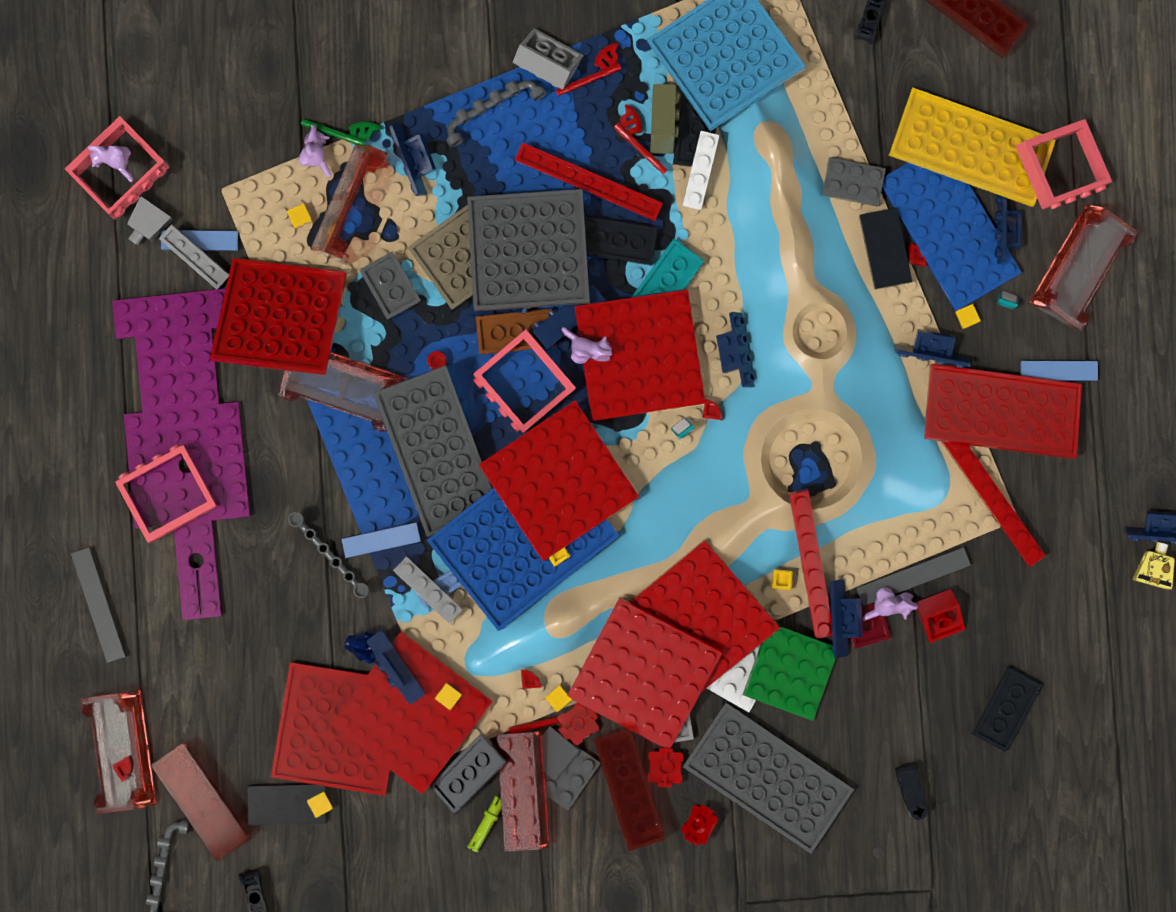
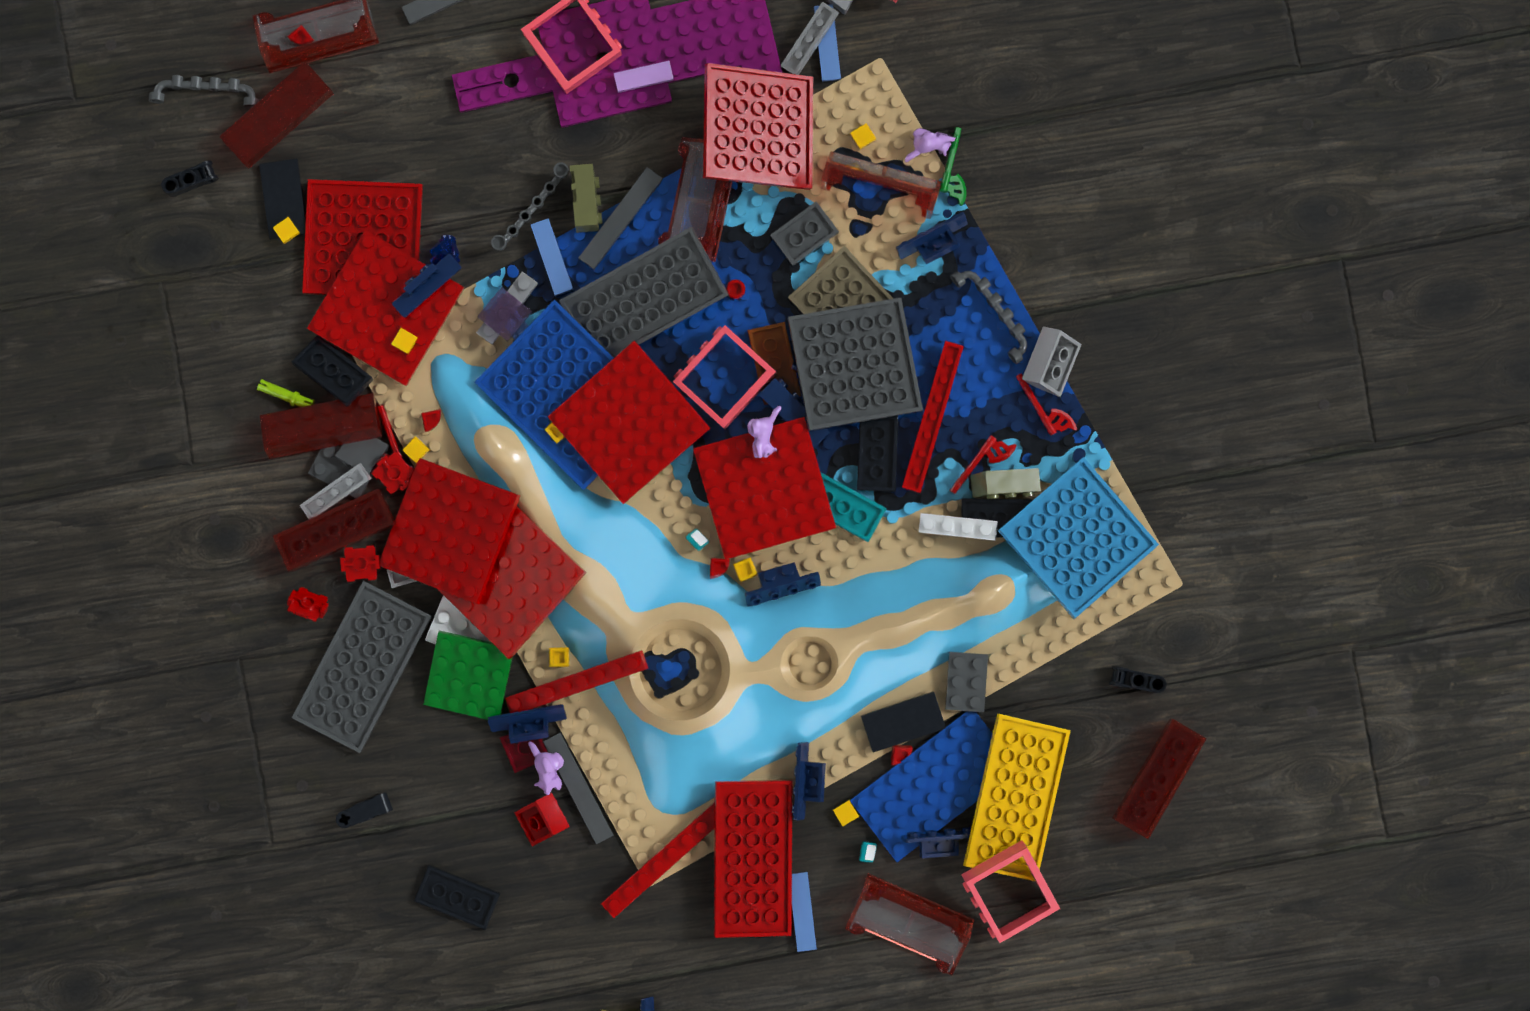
camera: 90 degrees right, 0 degrees up
(210, 426) = (643, 76): none -> lavender tile
(327, 498) = (585, 198): none -> olive wedge
(351, 466) = (620, 218): none -> dark grey tile
(434, 592) = (504, 314): none -> clear purple plate
(591, 784) = (335, 491): none -> light grey plate
(717, 385) = (745, 569): none -> yellow tile

